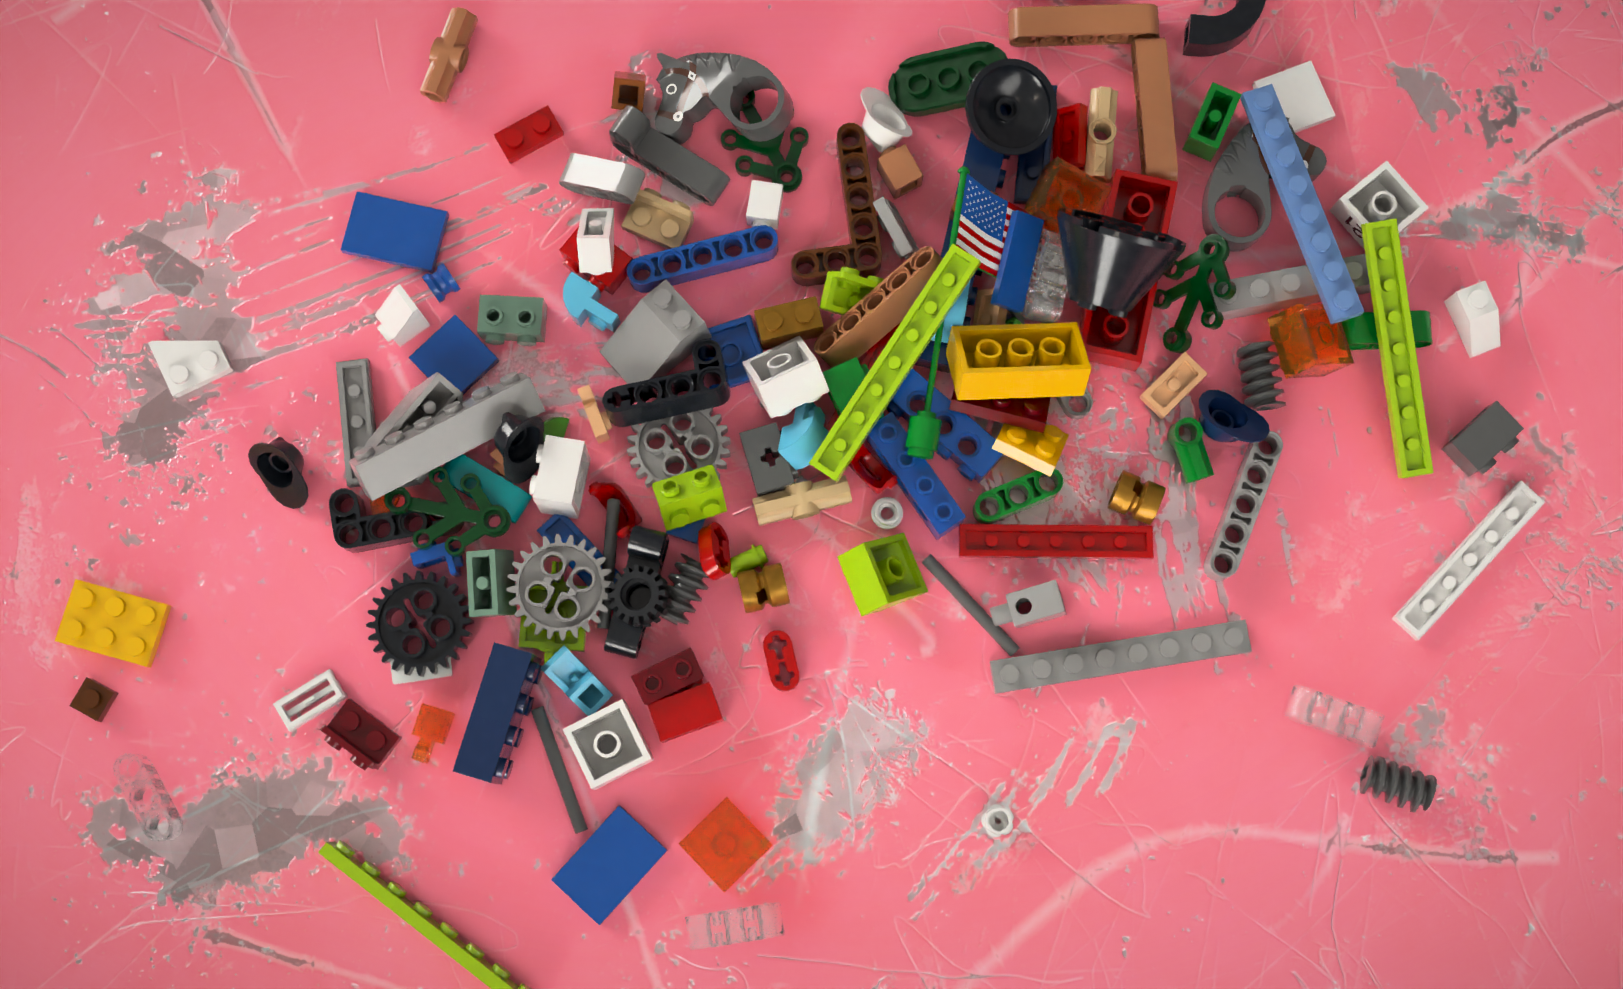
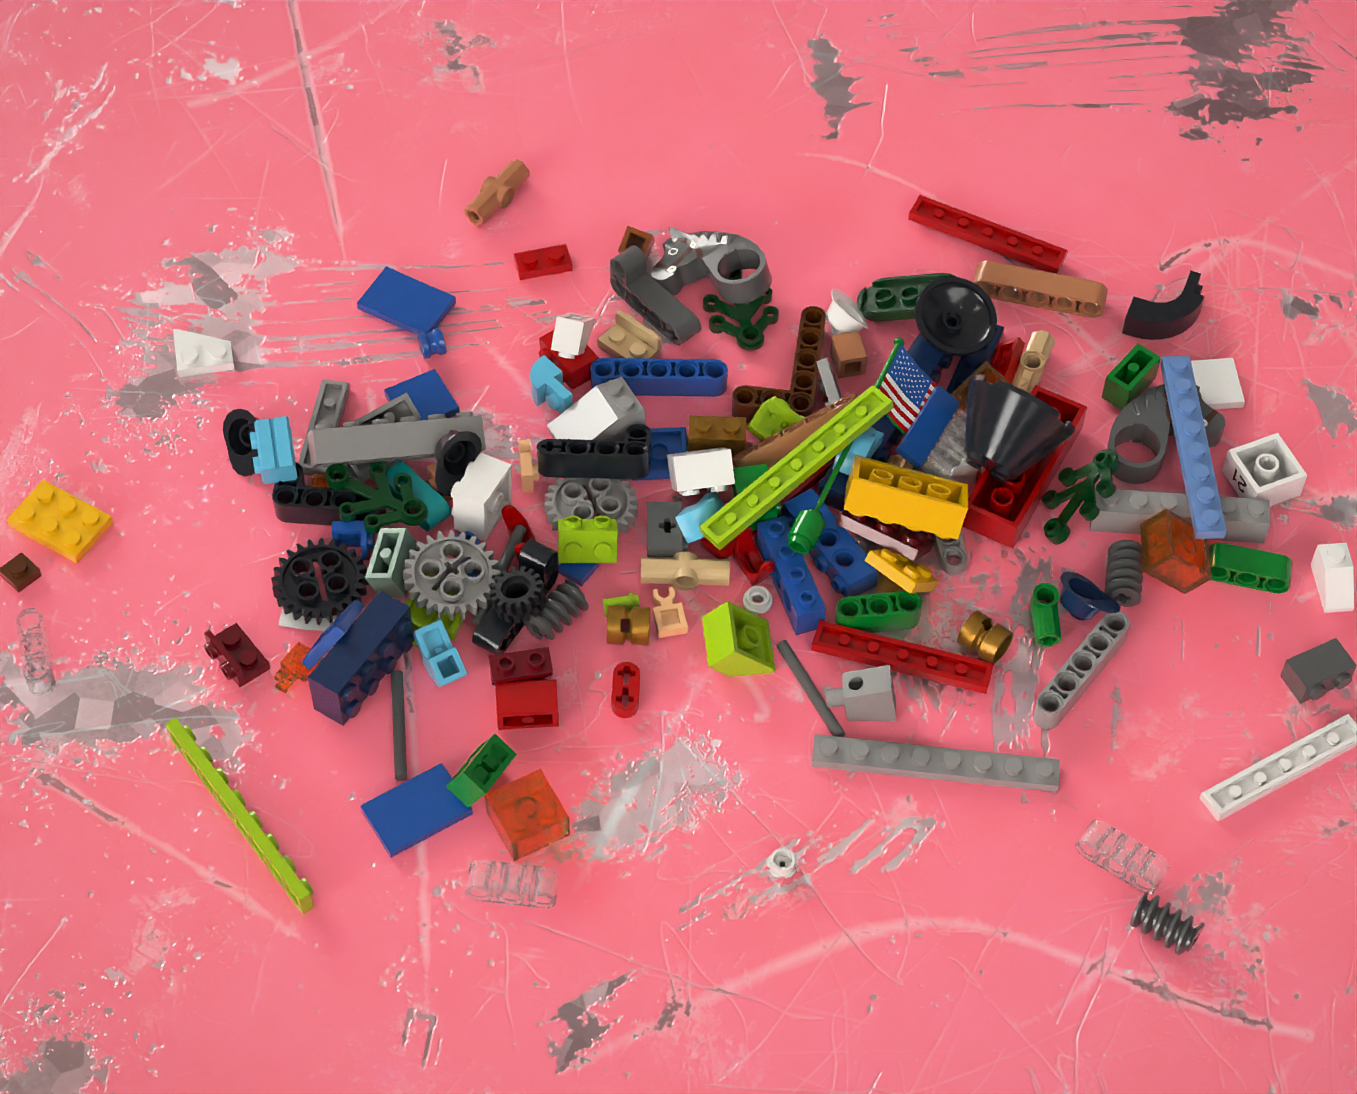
camera: 15 degrees right, 25 degrees down
(318, 489) = (275, 450): none -> medium azure brick
(334, 686) = (203, 620): white tile -> none
(400, 317) = (389, 355): white slope -> none
(459, 699) = (332, 634): none -> blue tile
(512, 319) = (481, 381): sand green brick -> none
(602, 178) = (593, 298): beam -> none
(608, 744) = (450, 708): white brick -> none
(665, 812) = (481, 770): none -> green brick
(714, 551) = (595, 586): red beam -> none
(764, 204) = (726, 347): white brick -> none
(801, 561) = (668, 615): none -> light nougat plate
(1154, 108) = (1085, 356): nougat beam -> none
(1173, 385) = (1043, 564): light nougat plate -> none
(1397, 348) = (1252, 576): lime plate -> none

